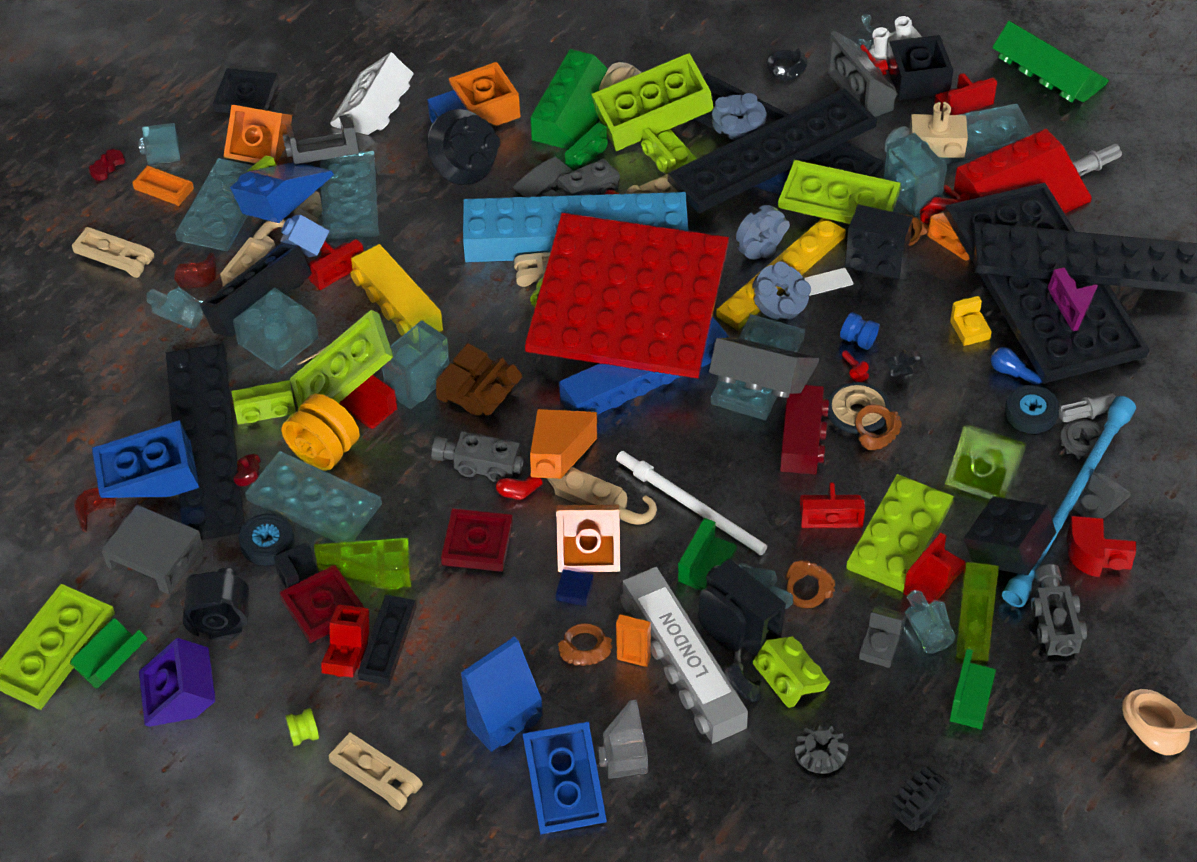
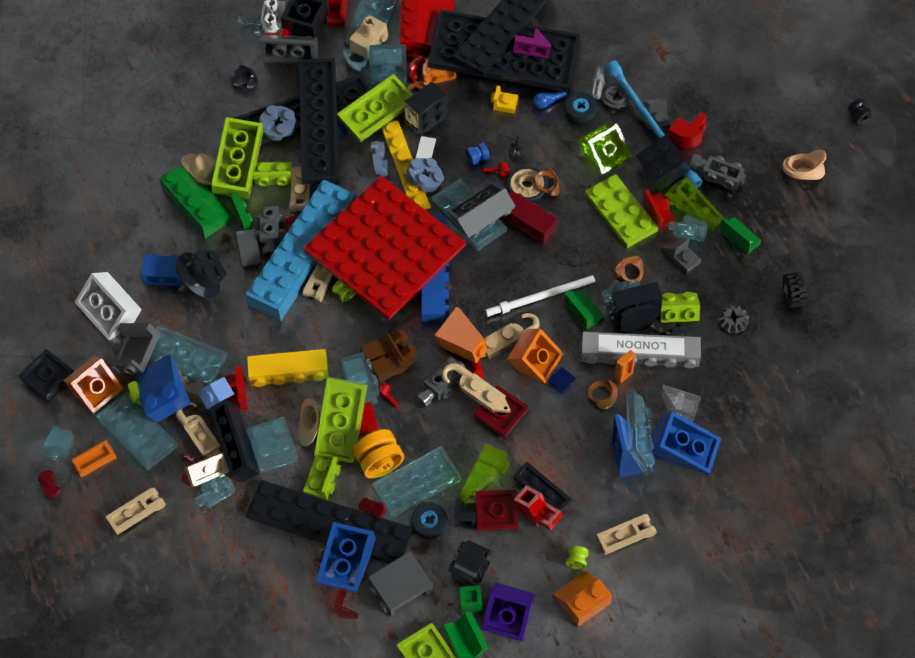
camera: 60 degrees left, 10 degrees up
(164, 628) = (471, 599): none -> green panel
(195, 279) = (207, 469): none -> plate
(242, 764) = (583, 597): none -> orange slope
(429, 403) = (383, 389): none -> red hand
(486, 492) = (478, 389): none -> tan plate
(488, 94) = (160, 239): orange slope -> none
(530, 699) = (640, 432): none -> clear light blue plate
(832, 510) = (587, 233): red panel -> none

